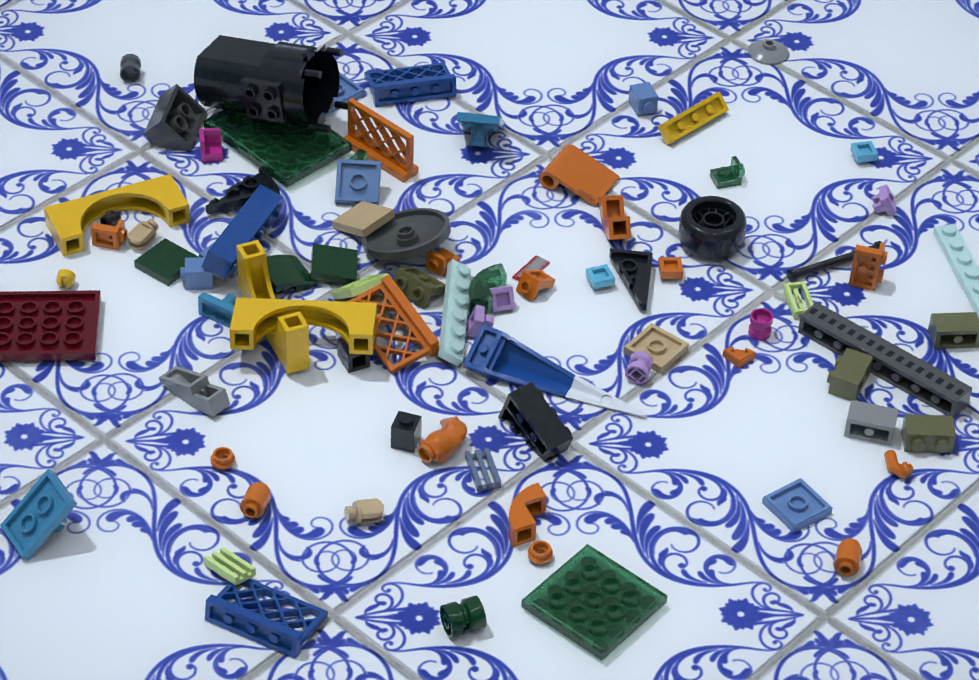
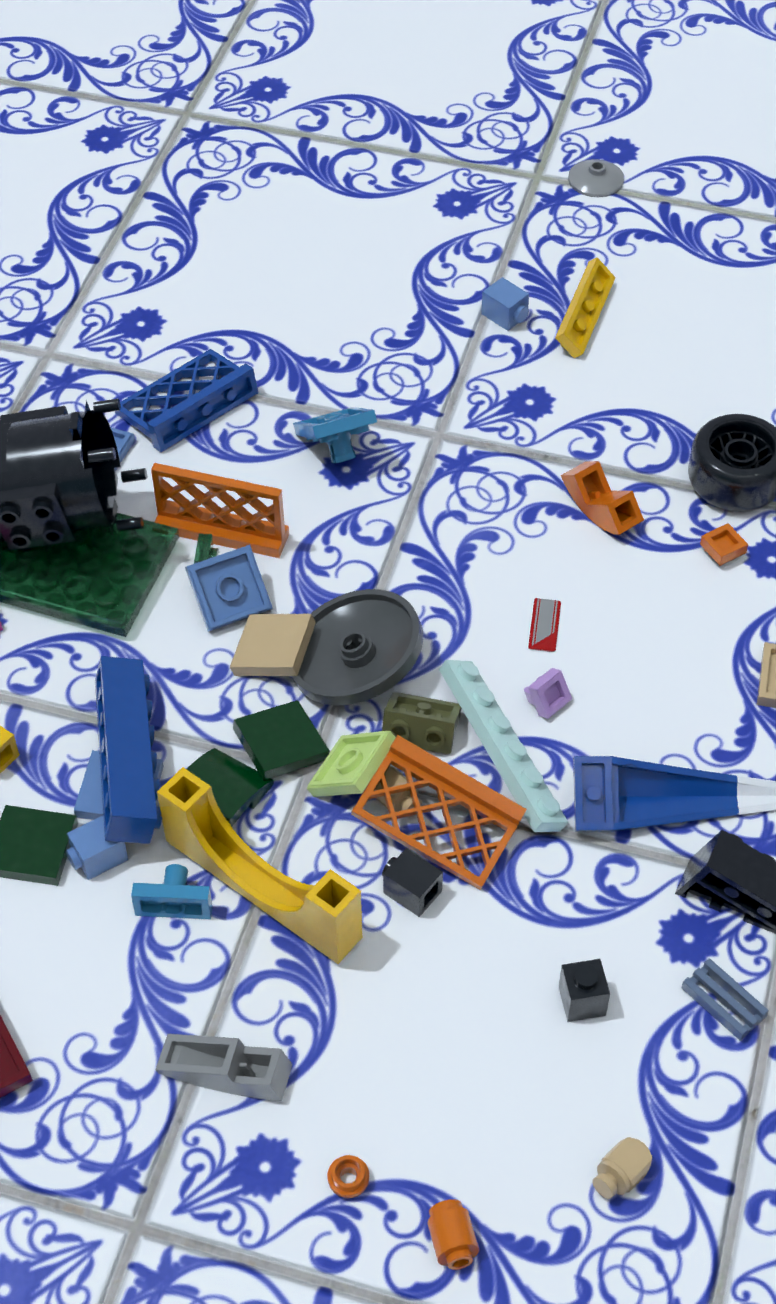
camera: 25 degrees left, 10 degrees up
(241, 192) = (74, 671): black wing -> none
(259, 316) = (392, 836): yellow arch -> none
(438, 261) = (426, 669): orange bracket -> none
(443, 442) = (651, 977): orange animal -> none
(476, 320) = (545, 746): lavender tile -> none
(479, 287) = (514, 696): clear green brick -> none
(533, 281) = (571, 648): orange bracket -> none
(579, 174) = (505, 448): orange door -> none
(600, 276) = (647, 597): medium azure plate -> none
(635, 272) = (685, 568): black wing -> none
(728, 176) = (686, 372): clear green bracket -> none

